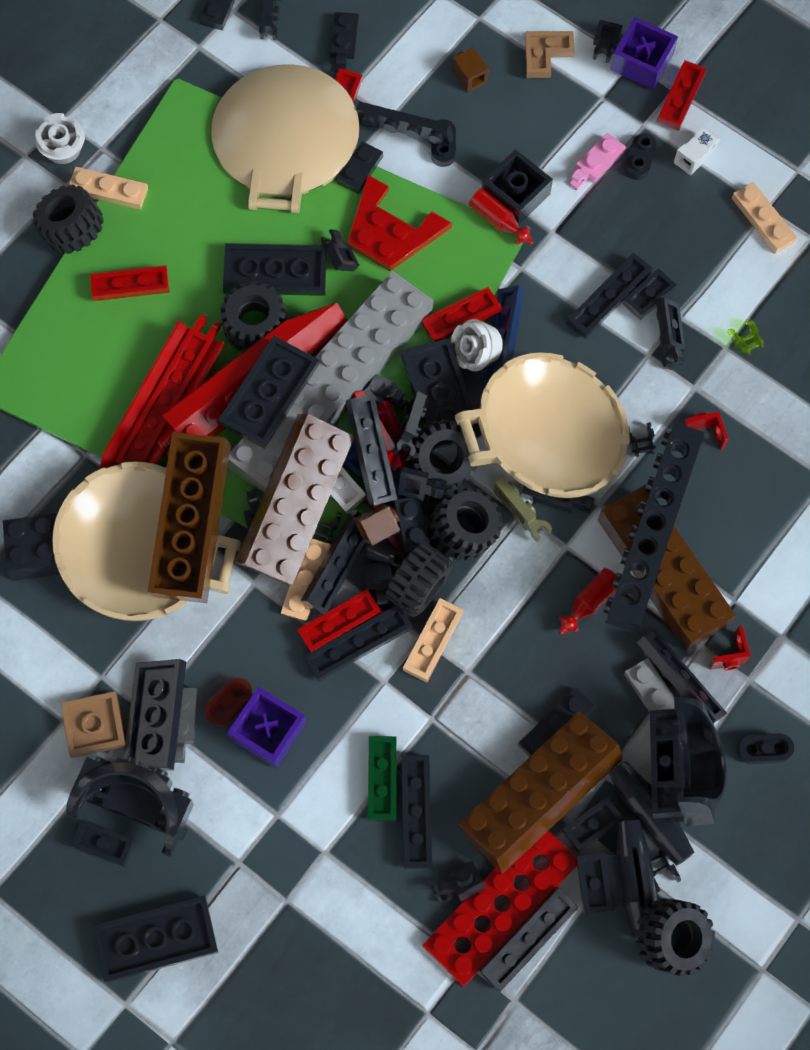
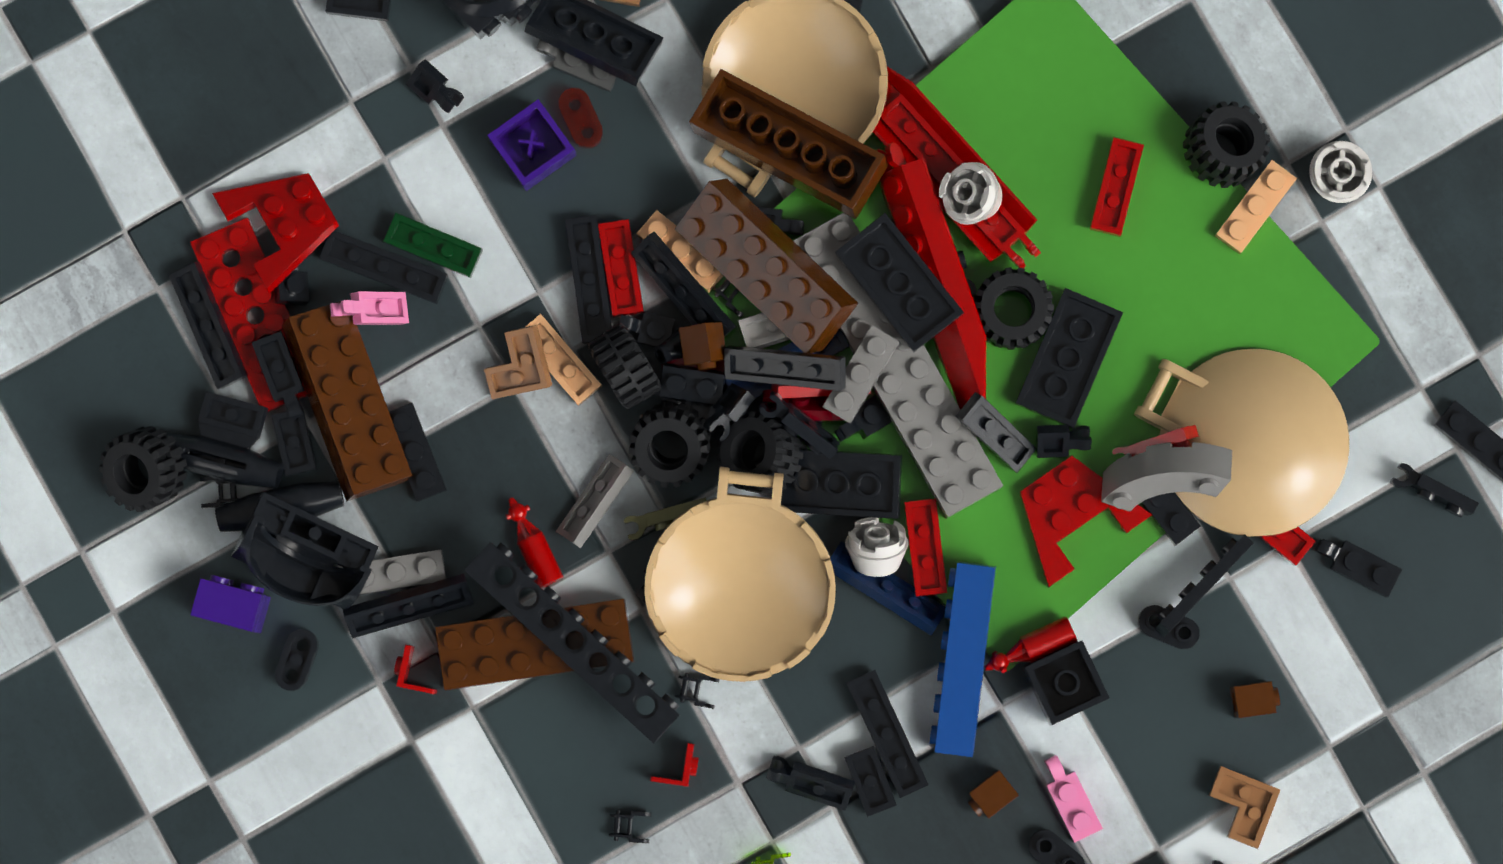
camera: 120 degrees right, 15 degrees up
(177, 367) = (970, 193): none -> white cone
(247, 834) = (430, 86): none -> black plate
(317, 186) = (1177, 437): none -> red plate
(335, 165) = (1166, 470): none -> light grey brick
(336, 391) = (862, 373): none -> light grey plate
(354, 291) = (996, 432): none -> black plate
(405, 903) = (293, 215): none -> red wing
(452, 658) = (527, 367): none -> medium nougat plate
(456, 799) = (374, 308): none -> bright pink plate
(530, 259) = (964, 659): none -> blue brick
(533, 568) = (594, 500): none -> light grey plate
(542, 855) = (280, 372): none -> black plate
(619, 209) = (991, 795): none -> reddish brown brick
(750, 814) = (231, 606): none -> dark purple brick
(757, 449) = (617, 824): none -> black piece

